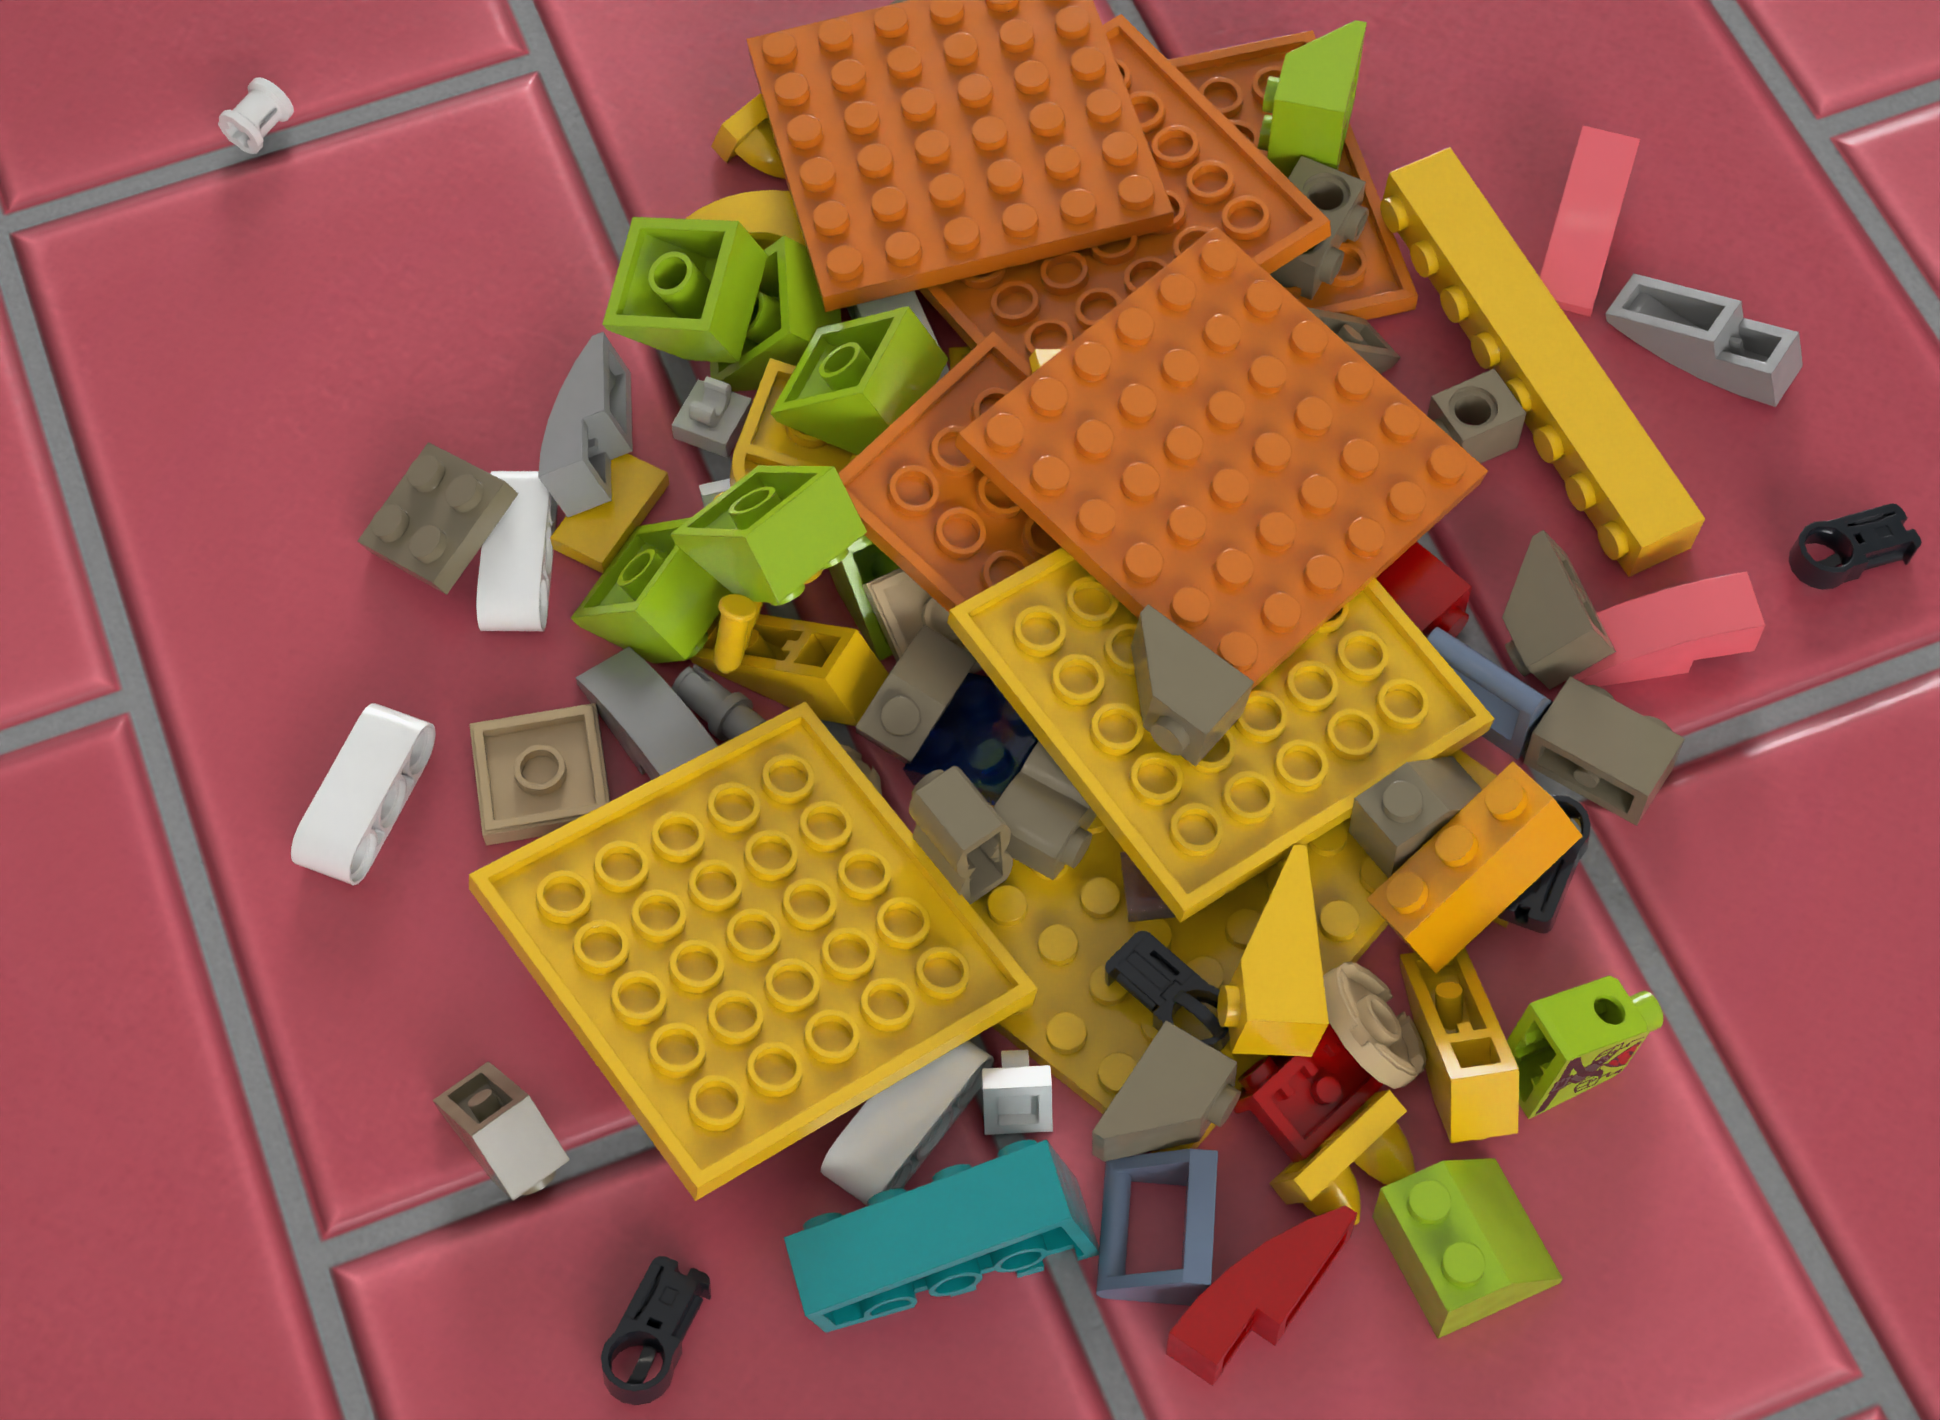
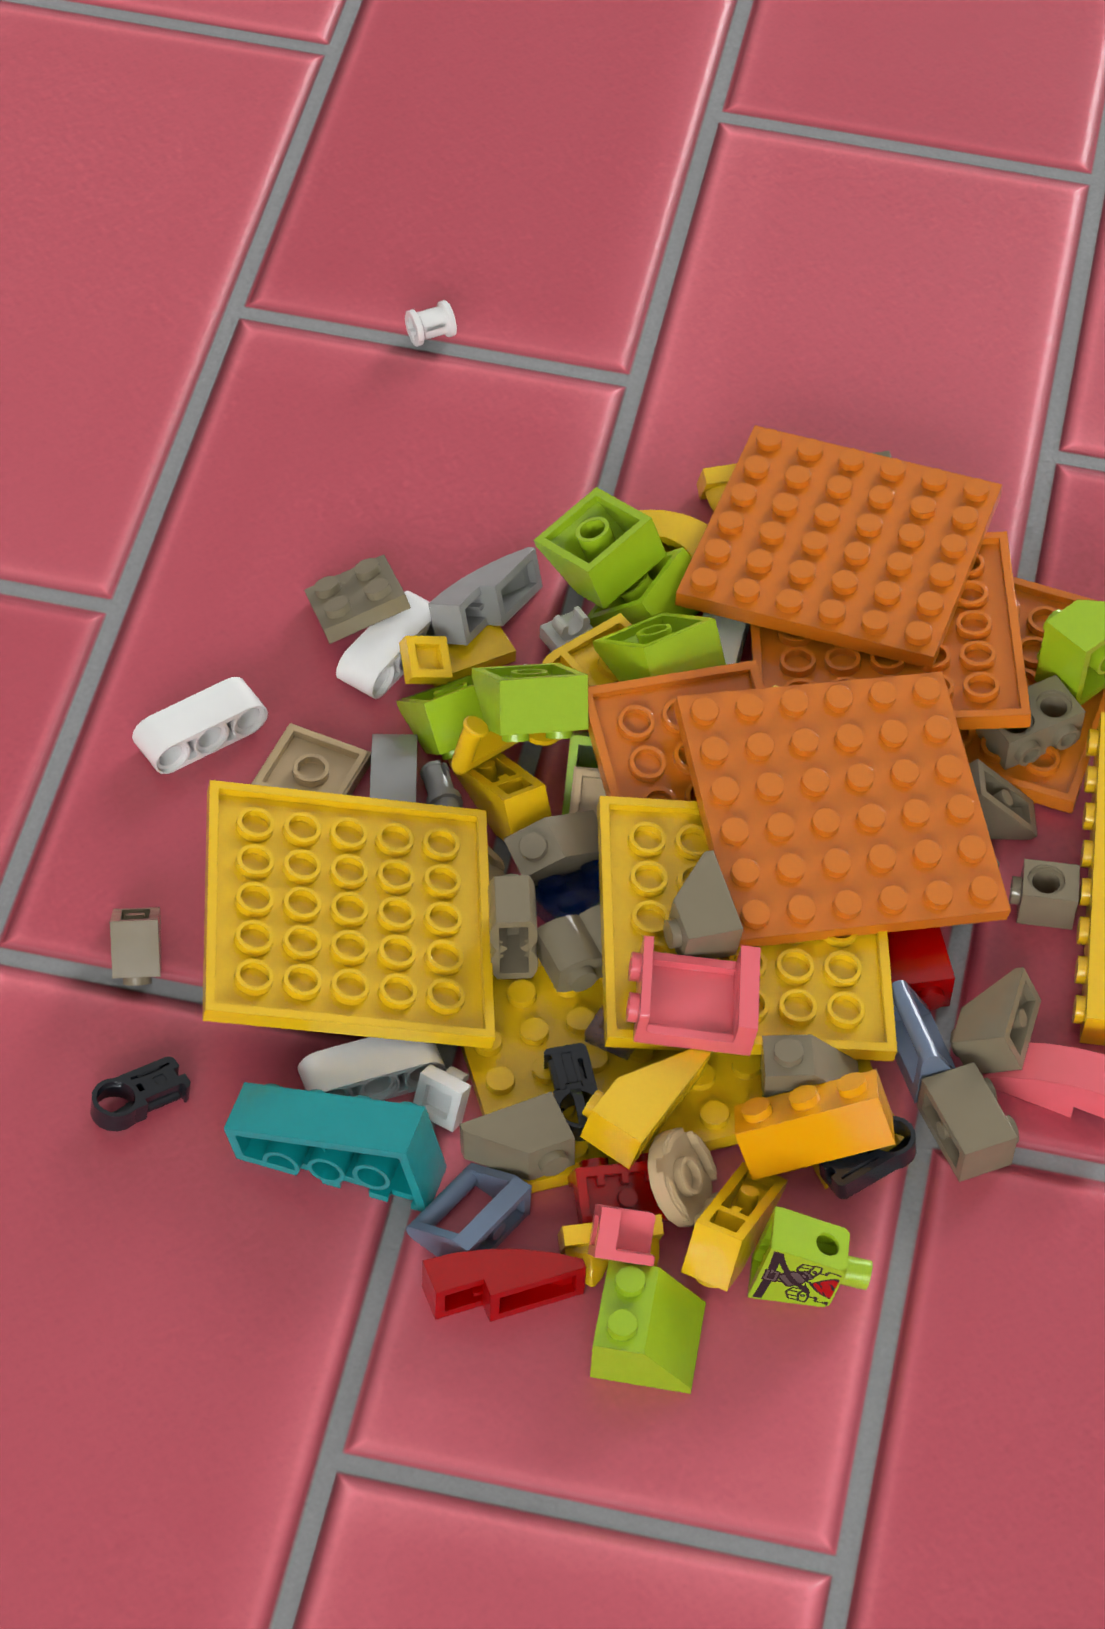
camera: 30 degrees right, 10 degrees down
(580, 548) = (425, 660): none -> yellow tile
(1255, 800) = (695, 1000): none -> coral panel
(1373, 1153) = (622, 1235): none -> coral panel

